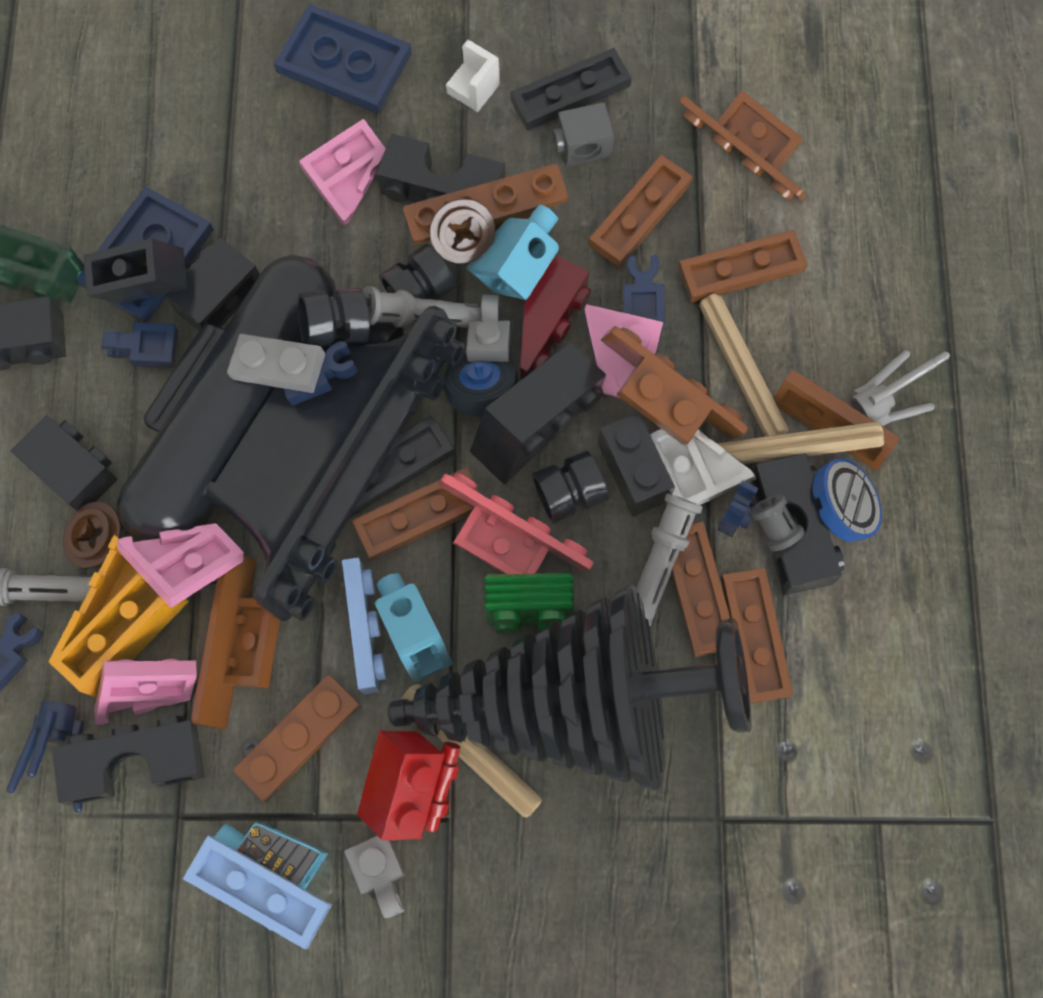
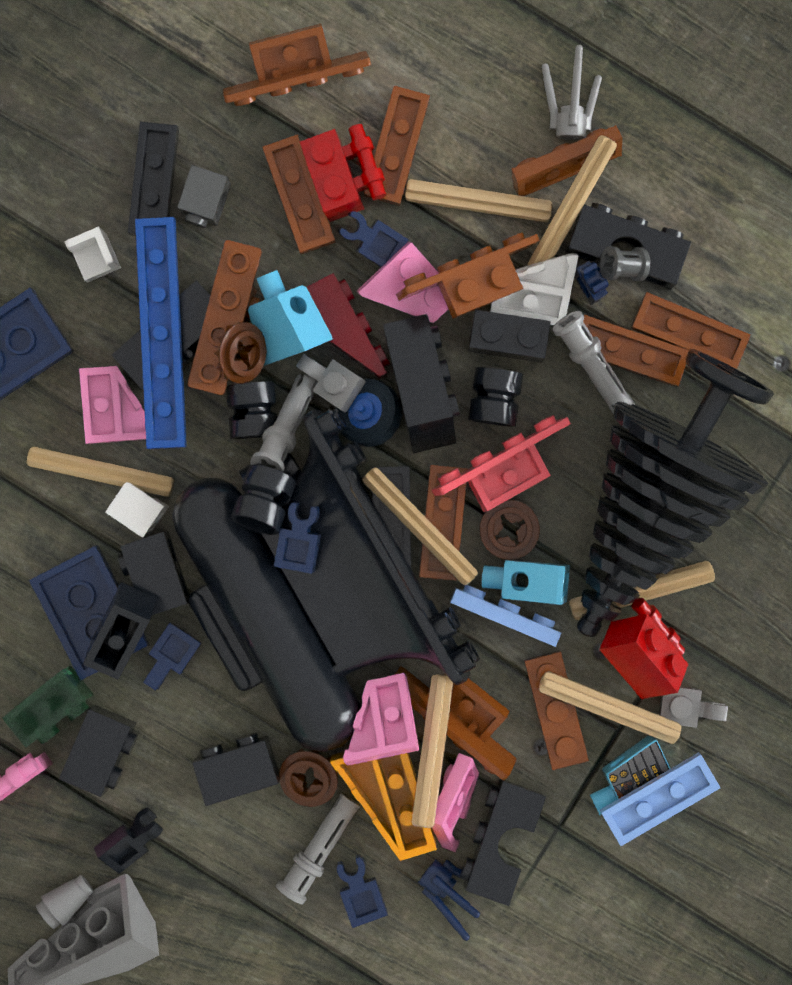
camera: 60 degrees left, 15 degrees up
(174, 628) = (432, 751): none -> tan axle
(262, 235) = (137, 510): none -> white panel
(276, 363) = (277, 565): light grey plate -> none
(282, 191) = (99, 471): none -> tan axle
(328, 786) = (610, 707): none -> tan axle
(400, 490) = (420, 526): none -> tan axle
(434, 156) = (160, 333): none -> blue plate
(445, 562) = (526, 535): none -> reddish brown gear
(527, 600) = (563, 490): green brick -> none
(677, 225) = (332, 173): none -> red brick
(848, 500) = (636, 196): tile -> none

